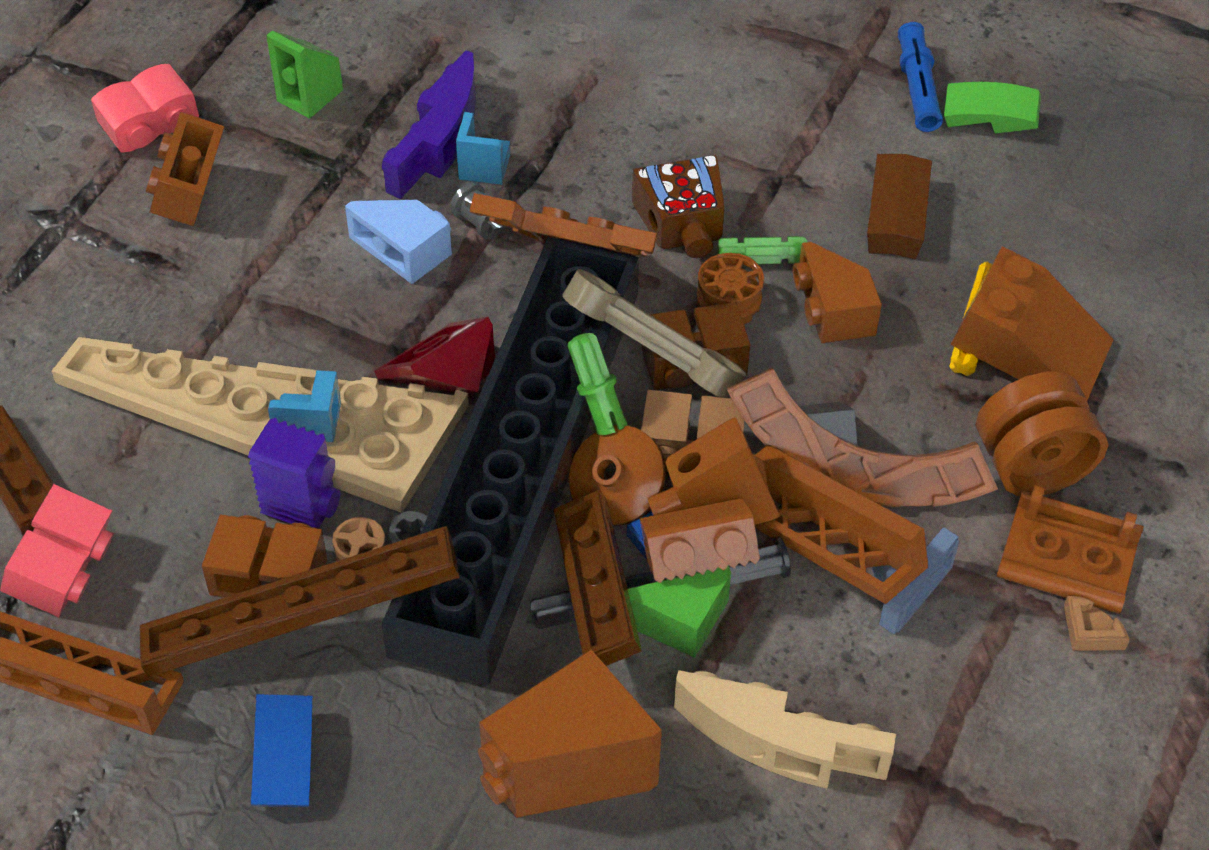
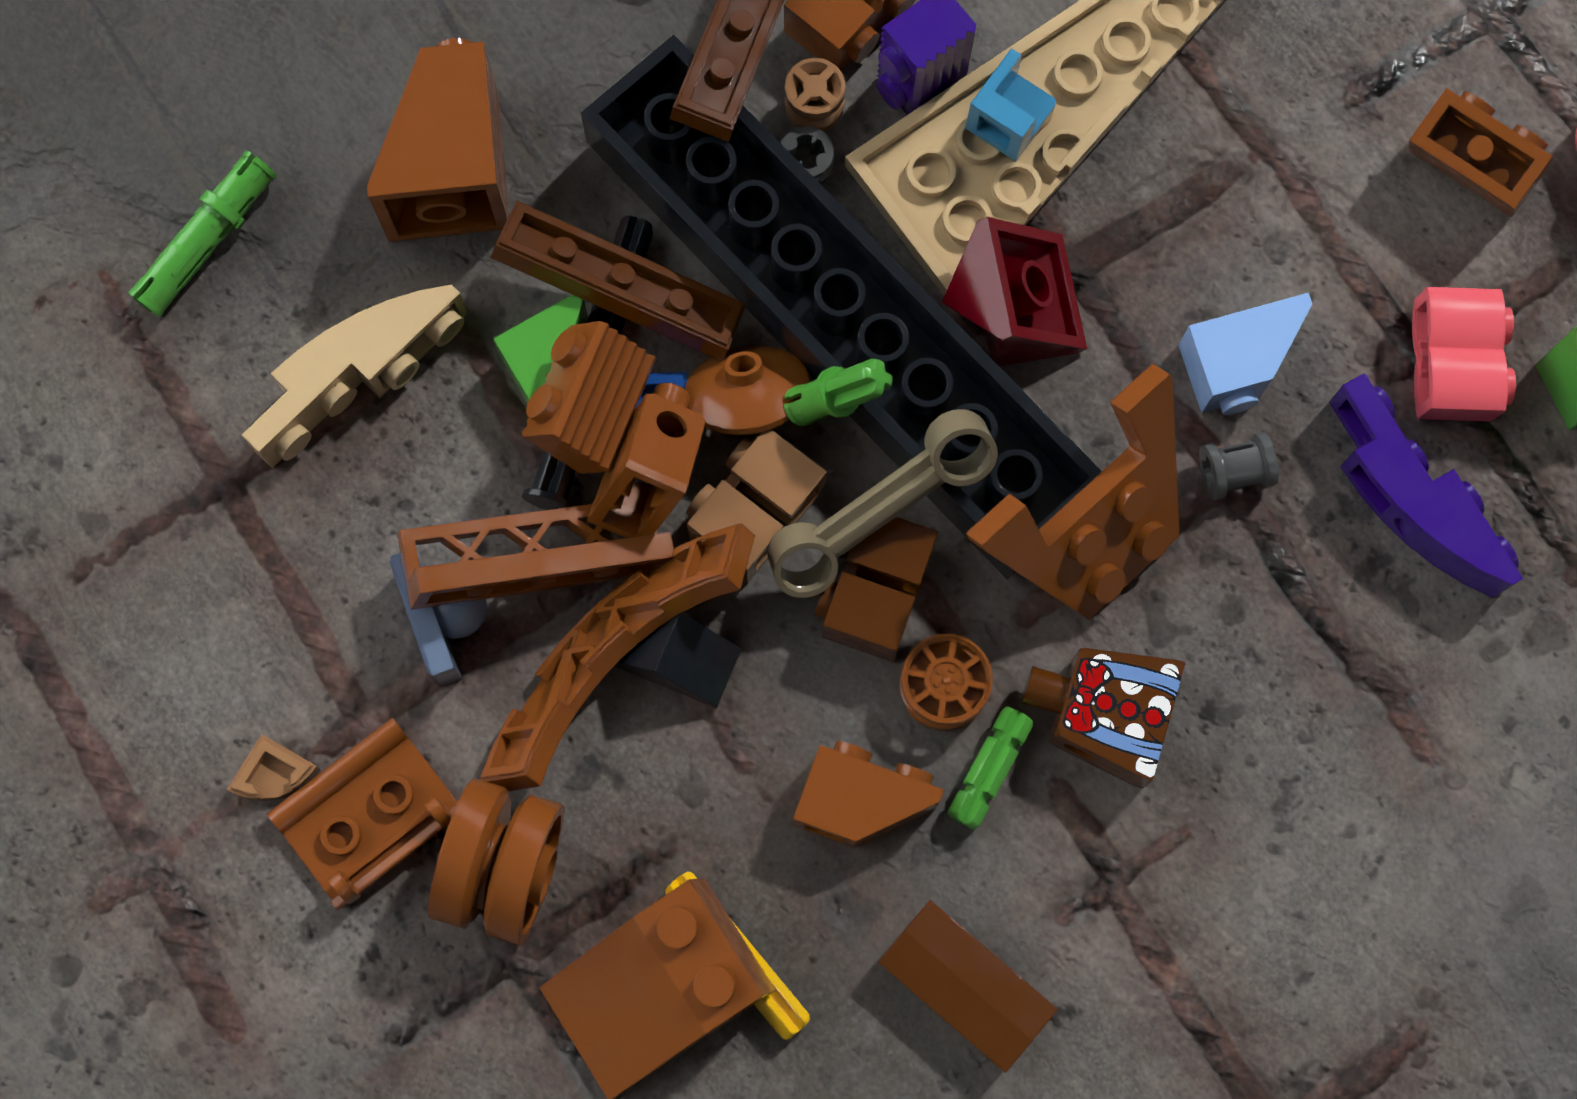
camera: 120 degrees right, 25 degrees up
(332, 139) = (1461, 354): none -> coral brick
(480, 157) = (1341, 520): dark azure panel -> none

